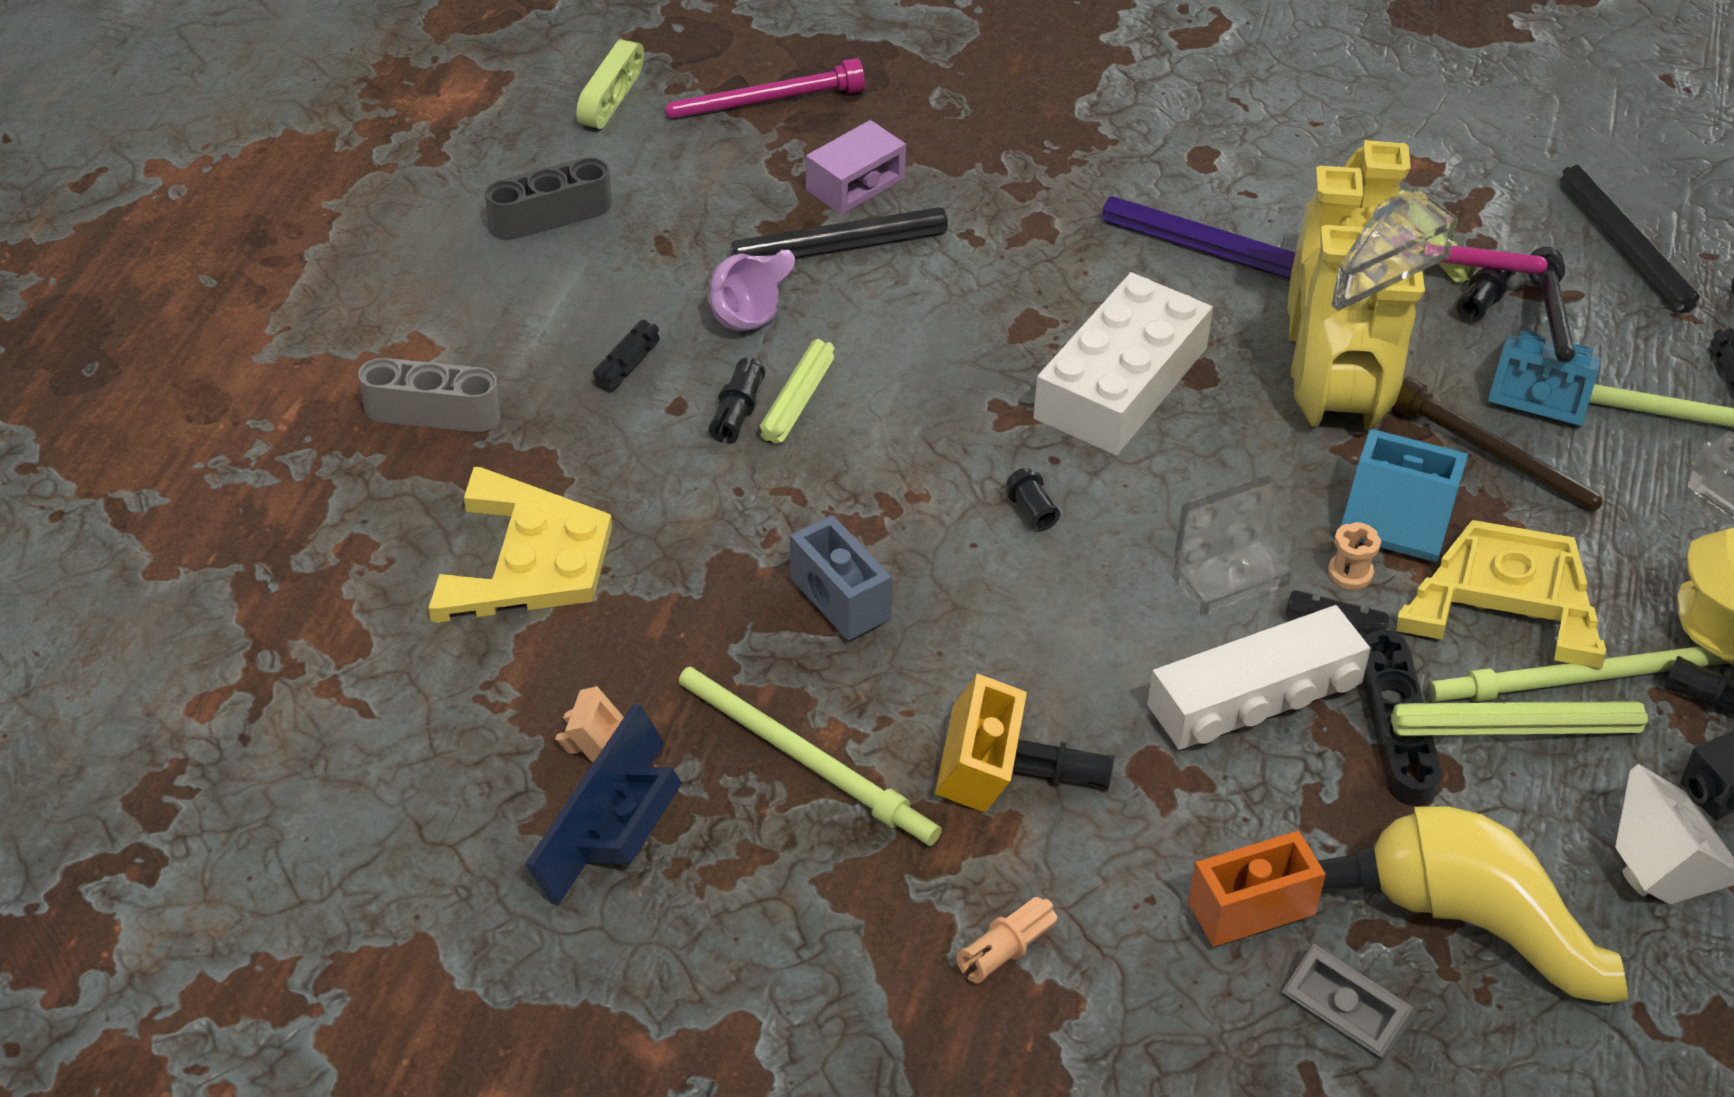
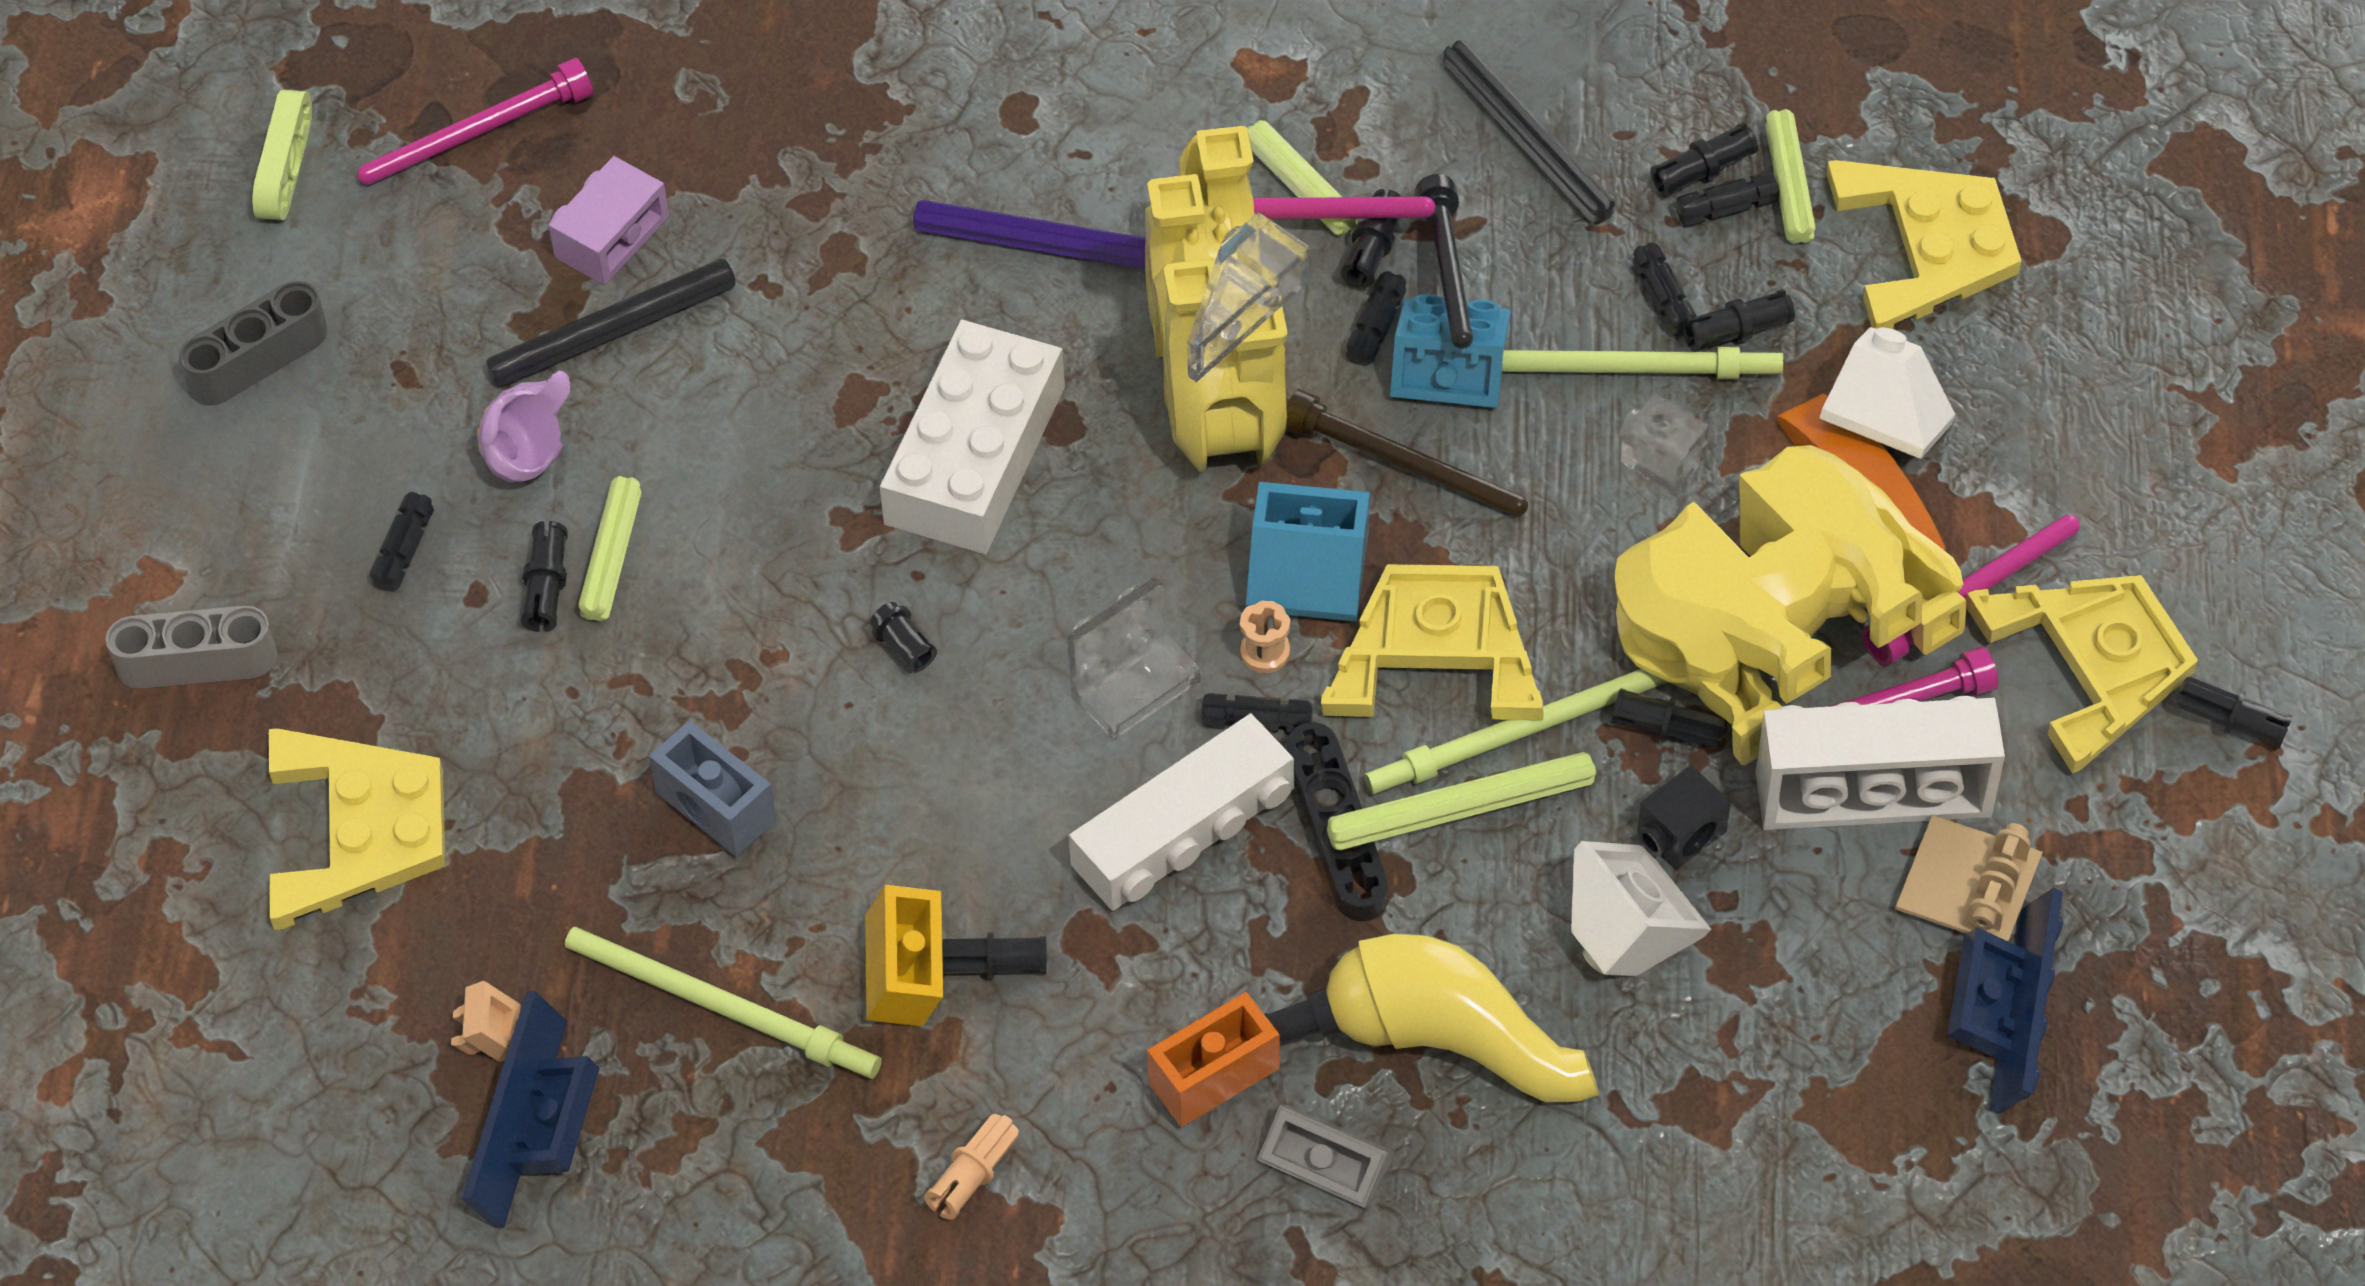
camera: 10 degrees left, 10 degrees up
(1482, 343) = (1376, 318): none -> black axle

